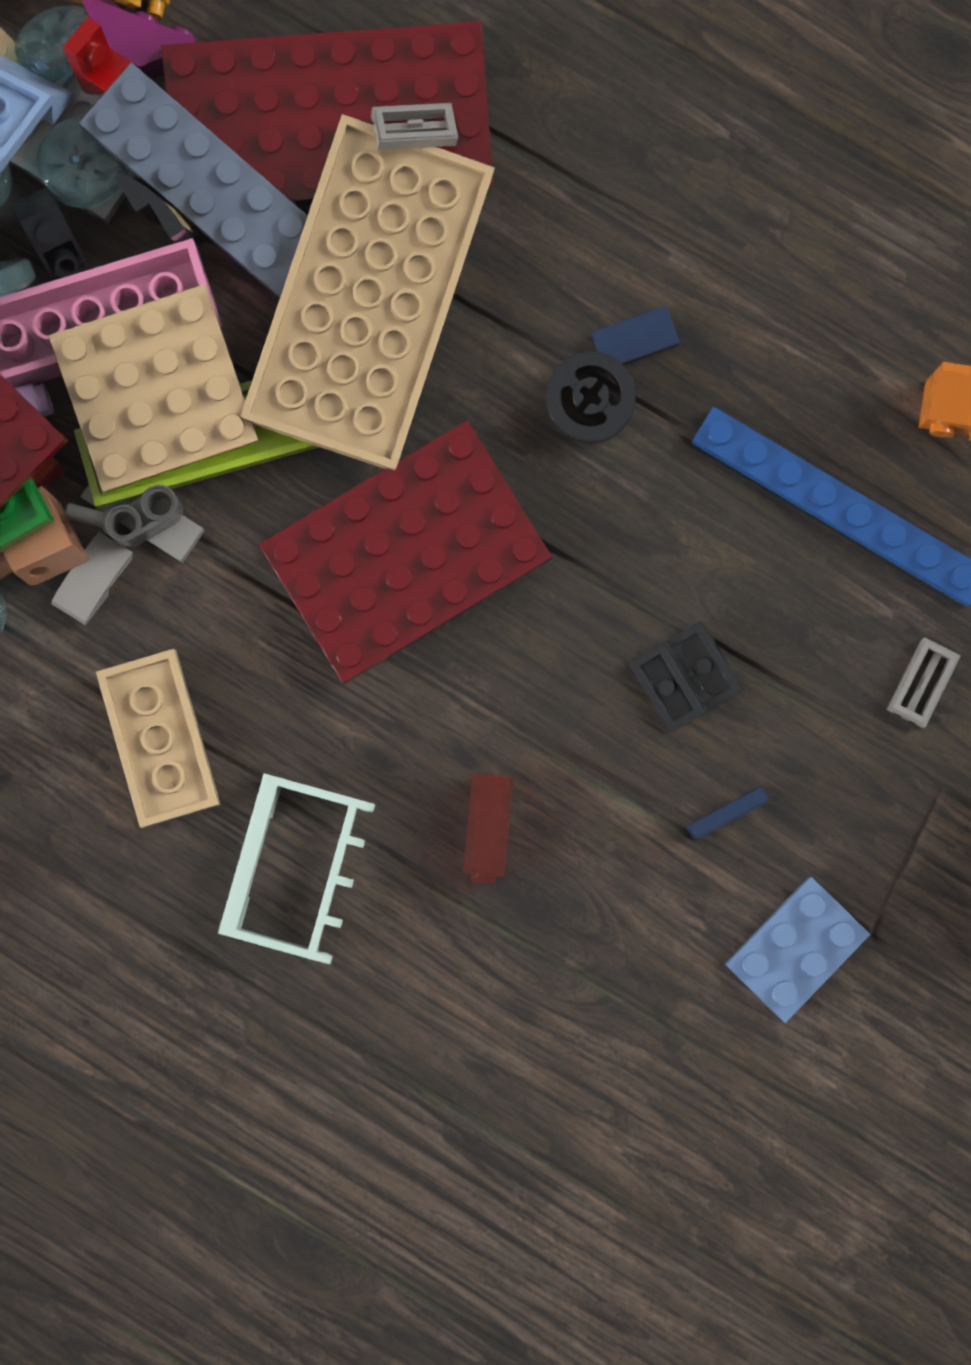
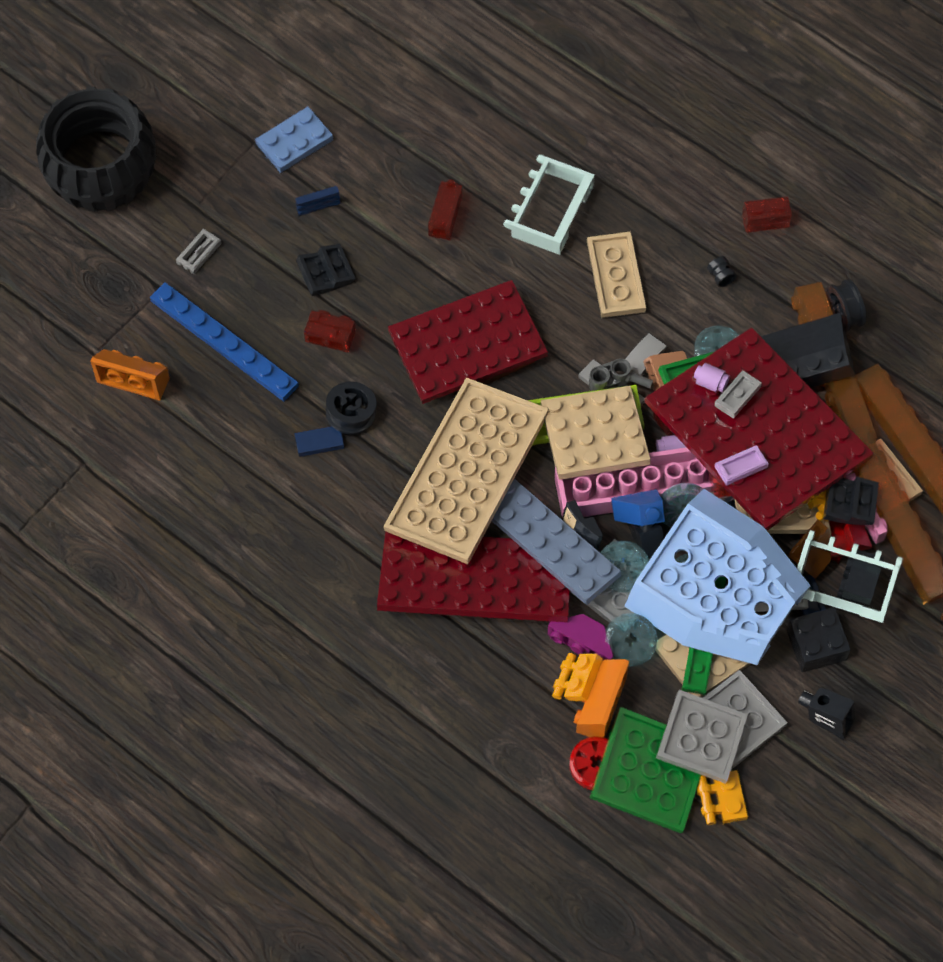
camera: 170 degrees left, 20 degrees down
(58, 252) = (639, 508): none -> blue slope
(92, 58) = (604, 606): red slope -> none
(415, 132) = (425, 558): light grey tile -> none
(655, 546) = (330, 330): none -> clear red brick

